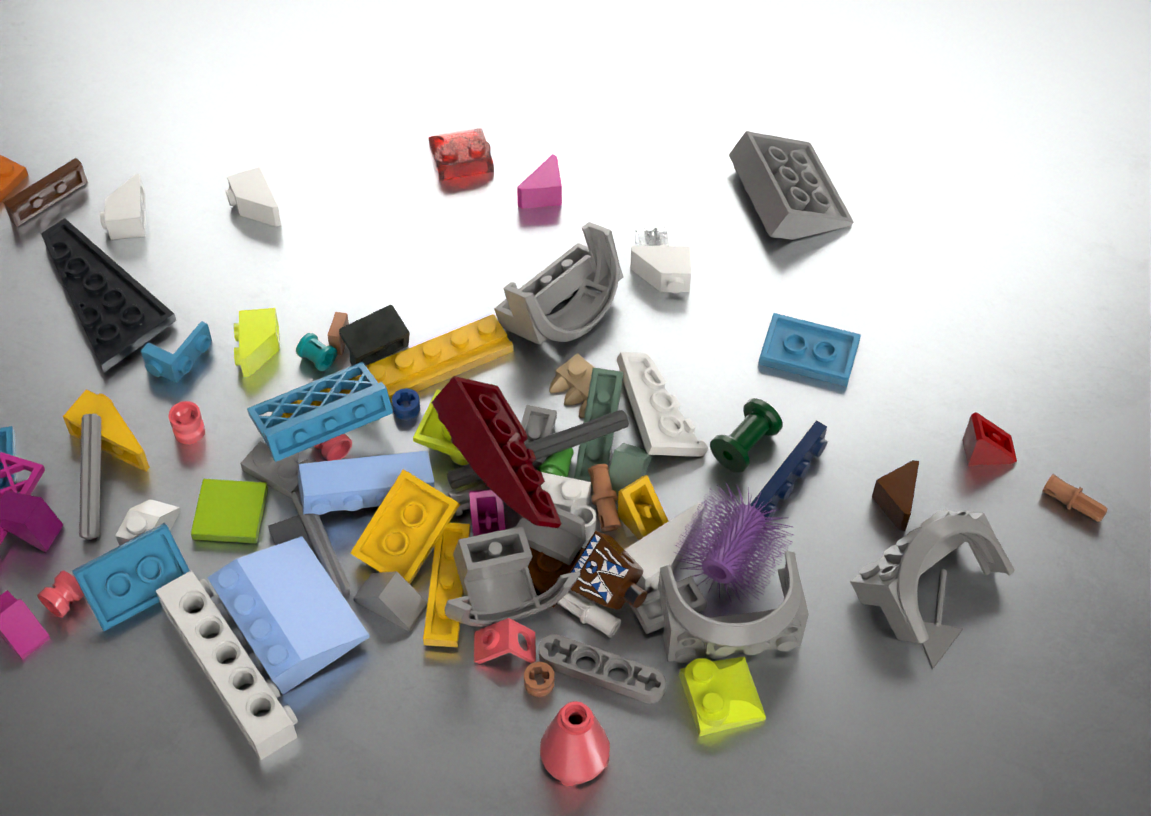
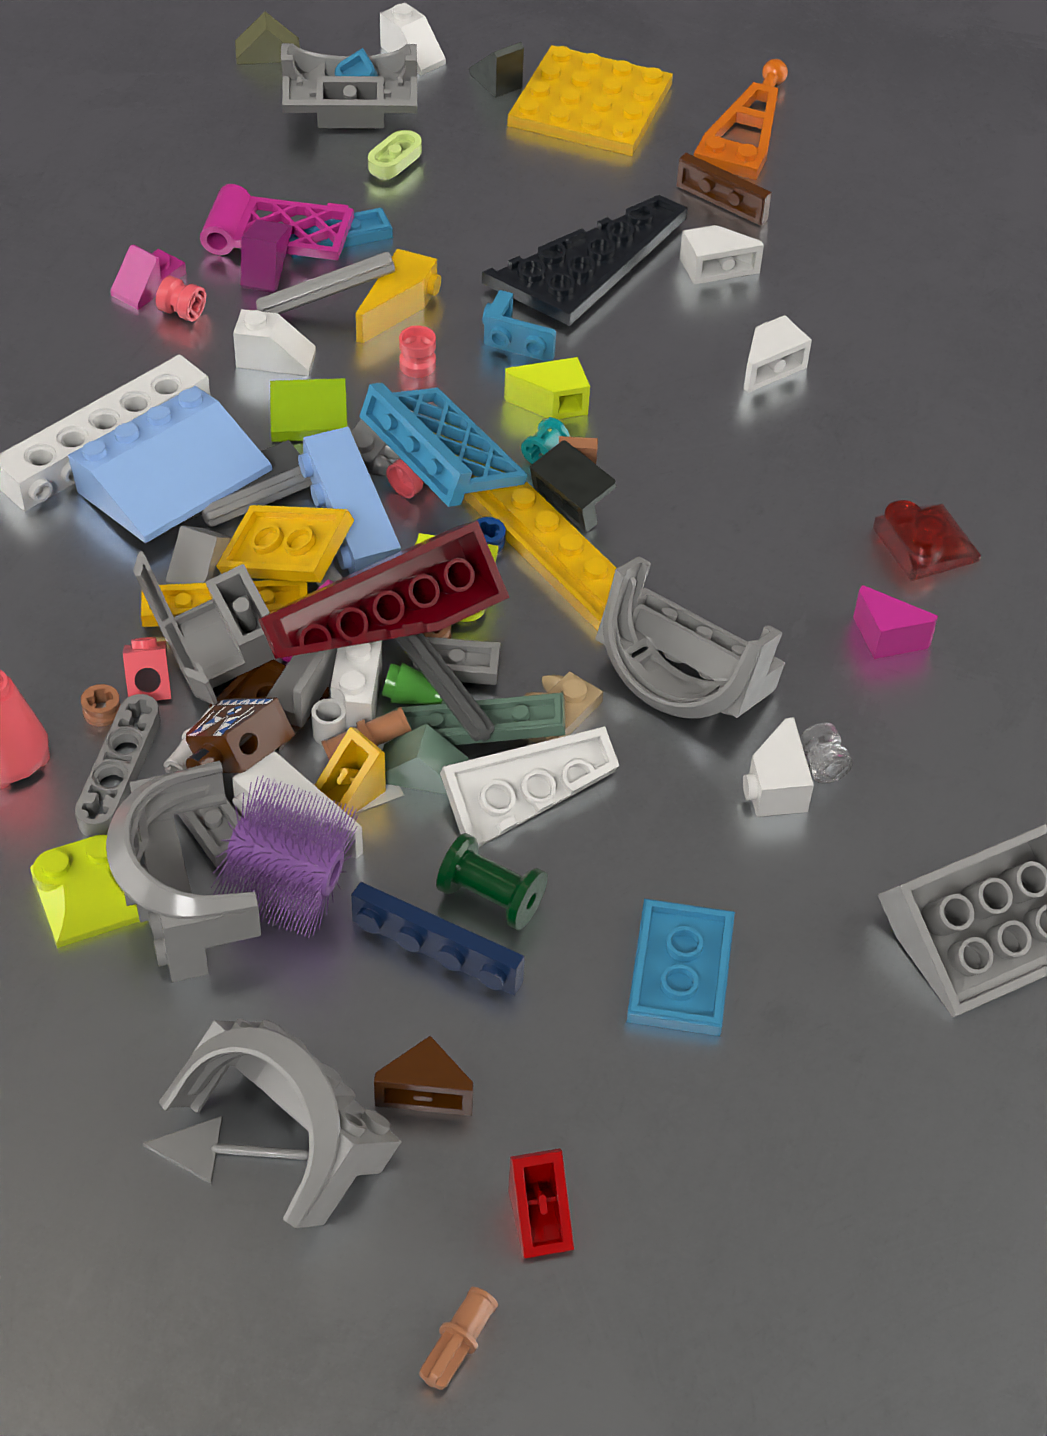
camera: 80 degrees right, 5 degrees down
(129, 575) = (202, 334): dark azure tile -> none

